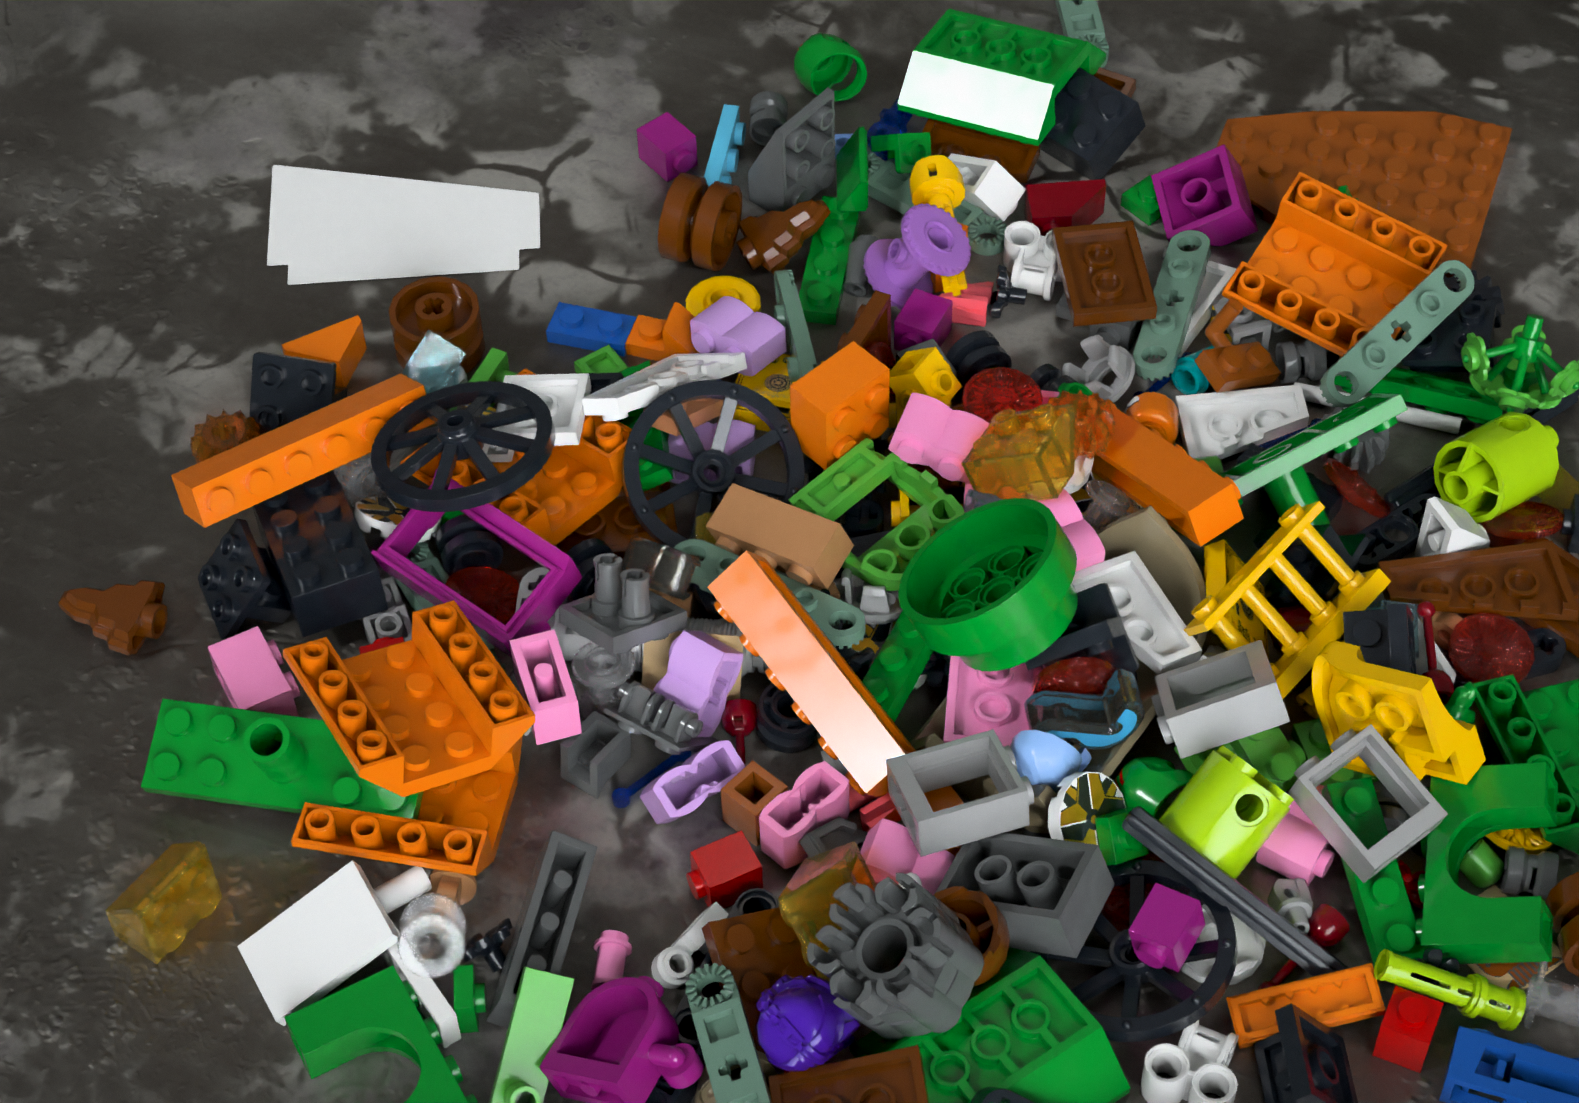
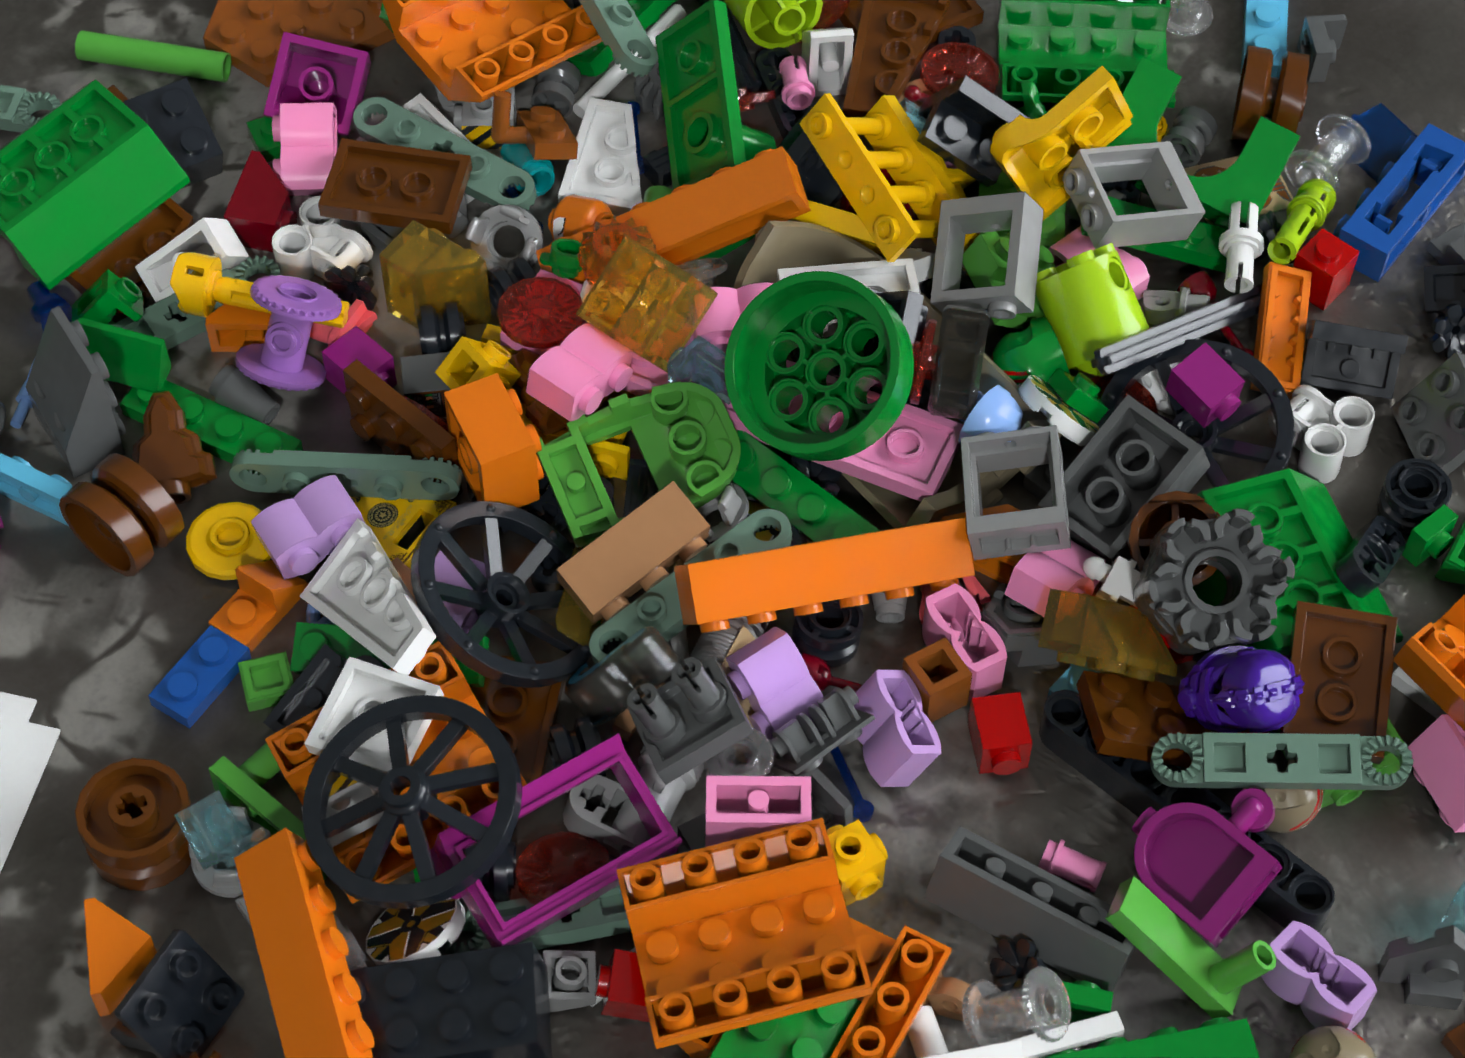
camera: 75 degrees left, 5 degrees up
(550, 788) = (858, 860): none -> yellow brick
(681, 950) = (1066, 780): white plate -> none
(1026, 322) = (430, 269): none -> clear yellow slope
(1140, 201) = (307, 146): none -> bright pink brick
(1190, 97) = (153, 56): none -> bright green piece
(1389, 528) = (797, 89): none -> bright pink pin
(1389, 928) = (1241, 248): none -> white arm

